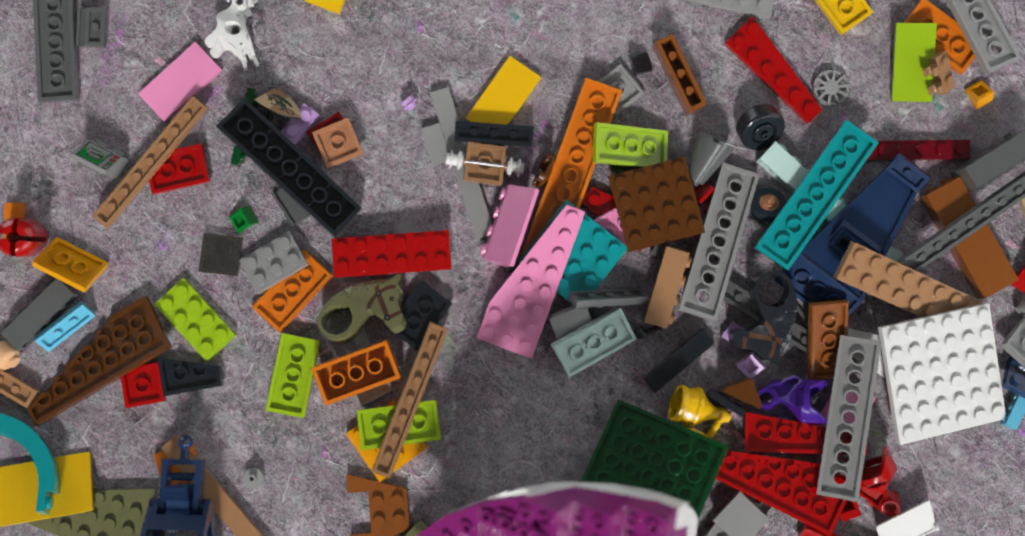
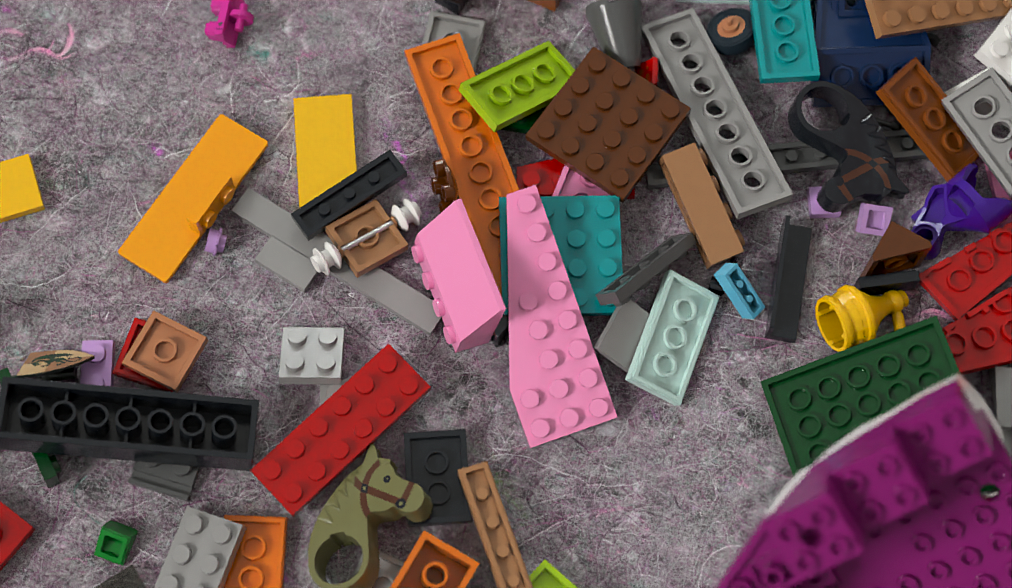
camera: 40 degrees left, 15 degrees down
(408, 203) = (312, 355): none -> light grey plate
(417, 70) = (193, 198): none -> light orange bracket
(647, 346) = (739, 290): none -> medium azure piece

